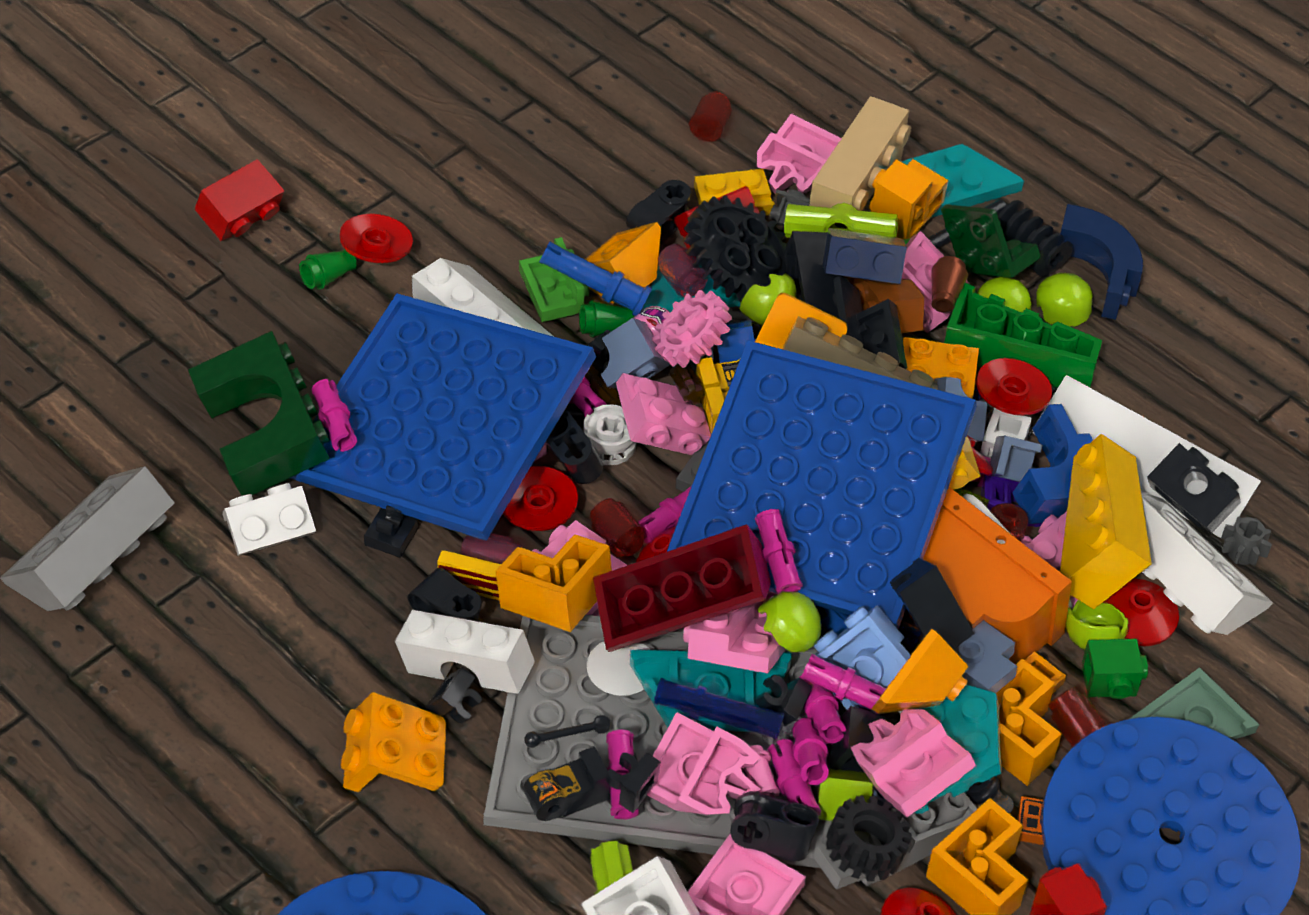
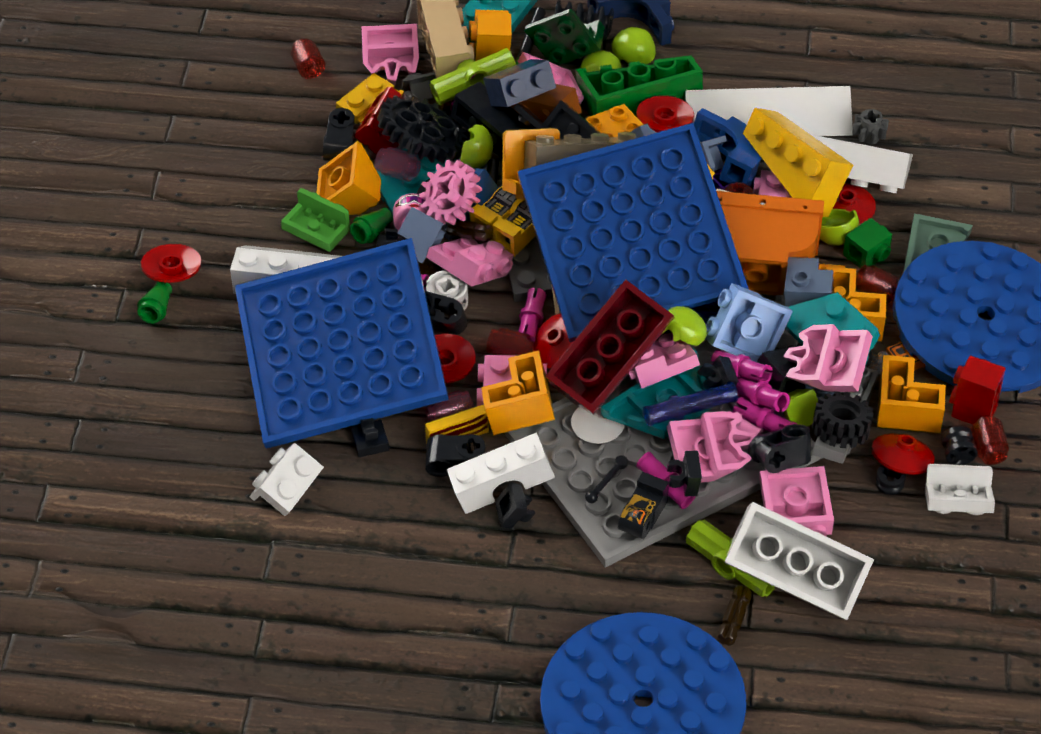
camera: 35 degrees left, 0 degrees up
(90, 540) = (182, 566): light grey slope -> none
(239, 200) = (53, 293): red brick -> none
(290, 439) = (194, 387): dark green arch -> none
(334, 415) = (272, 385): dark pink pin -> none
(395, 742) = (502, 557): light orange bracket -> none
(612, 286) = (365, 198): blue pin -> none
(778, 551) = (646, 285): dark pink pin -> none
(842, 682) = (748, 342): dark pink pin -> none
(925, 678) = (798, 304): light orange slope -> none
(931, 602) = (764, 262): black hinge -> none
(947, 282) = (569, 72): copper cone -> none
(1203, 509) = (830, 125): black brick -> none

